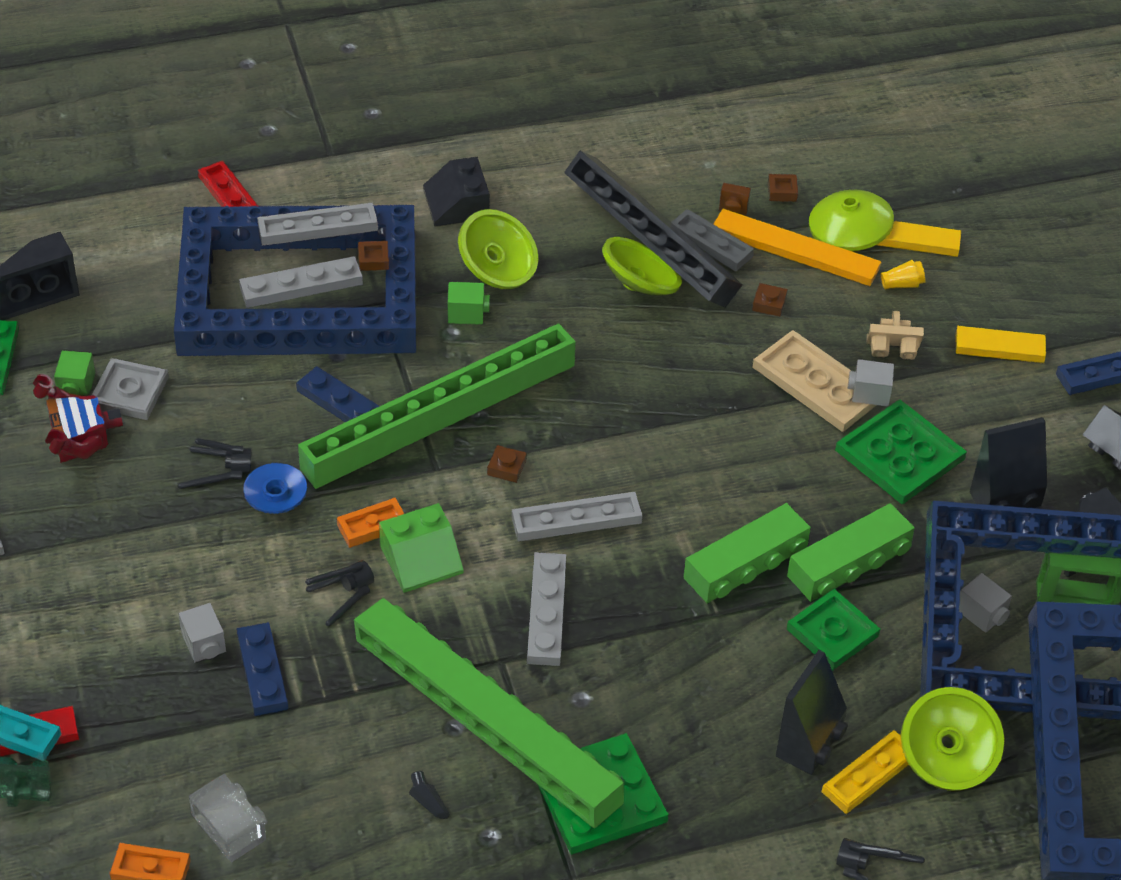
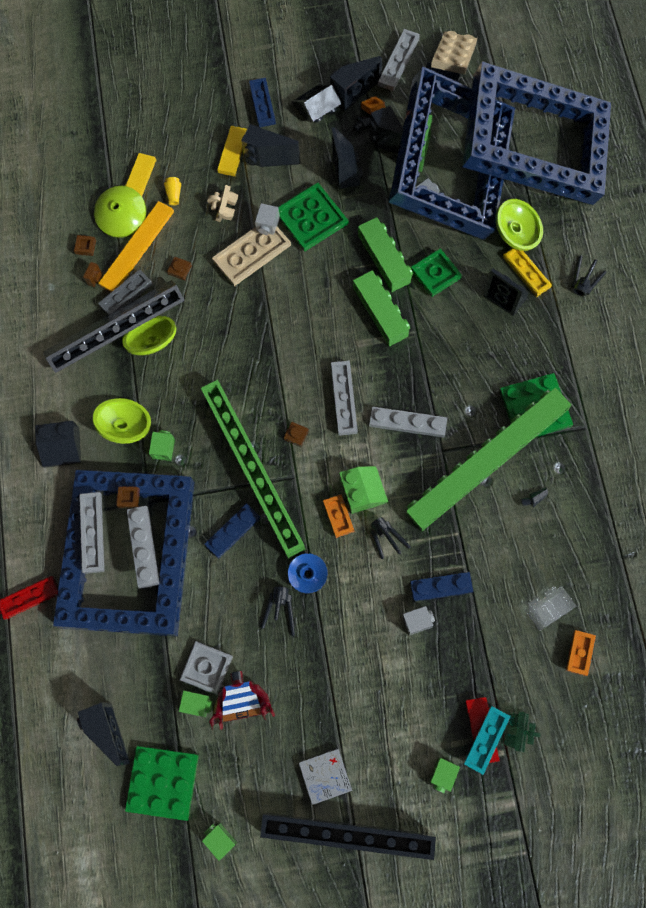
camera: 75 degrees left, 25 degrees up
(1005, 369) = (269, 148): none -> black slope

